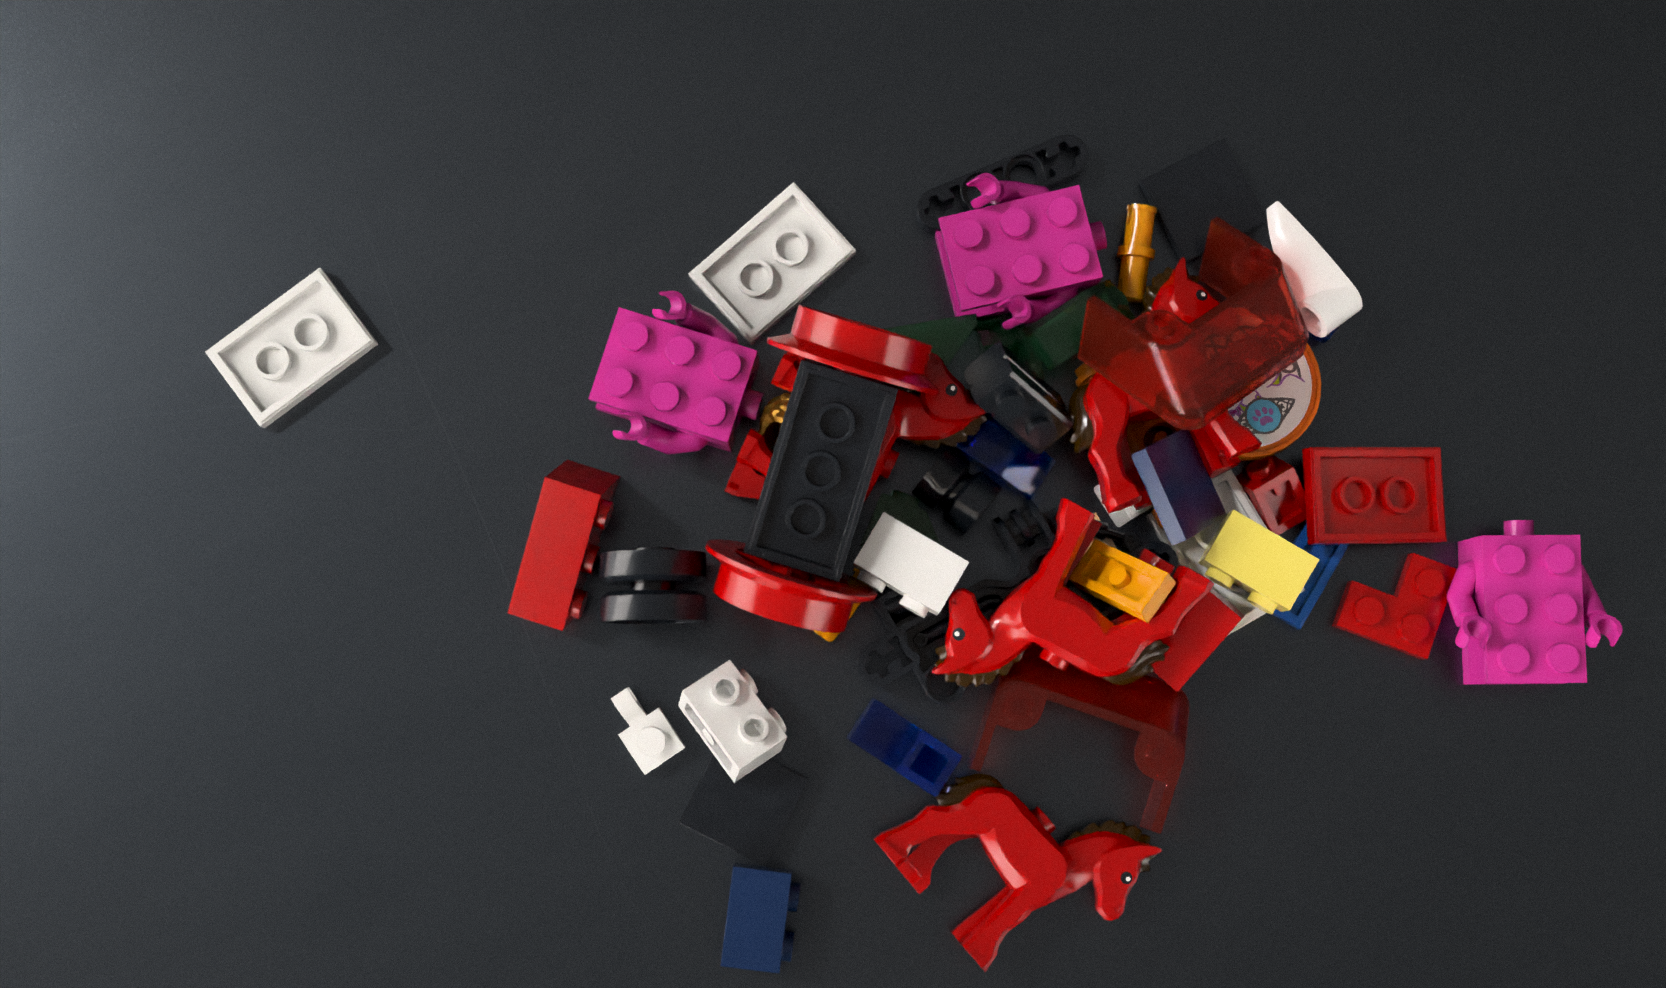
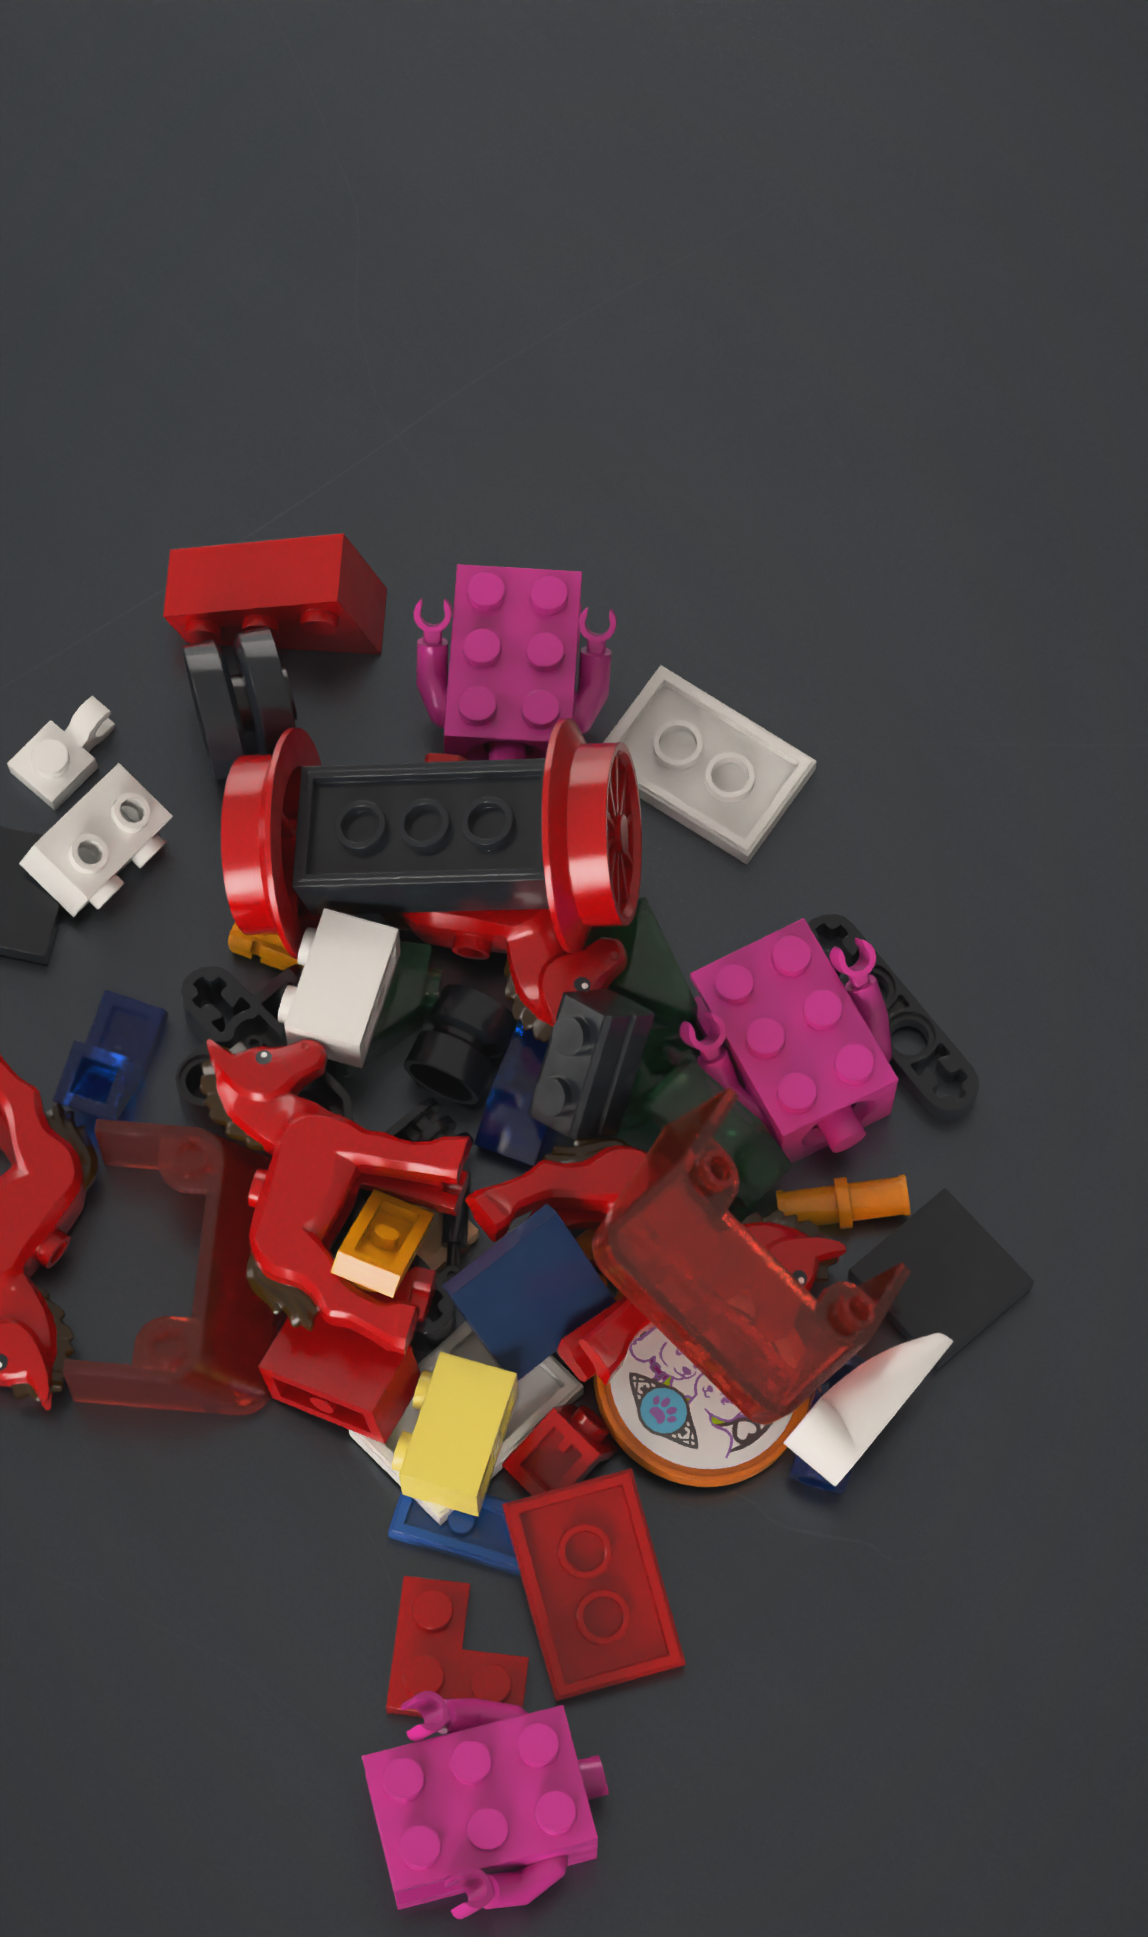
camera: 75 degrees right, 15 degrees down
(291, 348) = (444, 247): white tile -> none

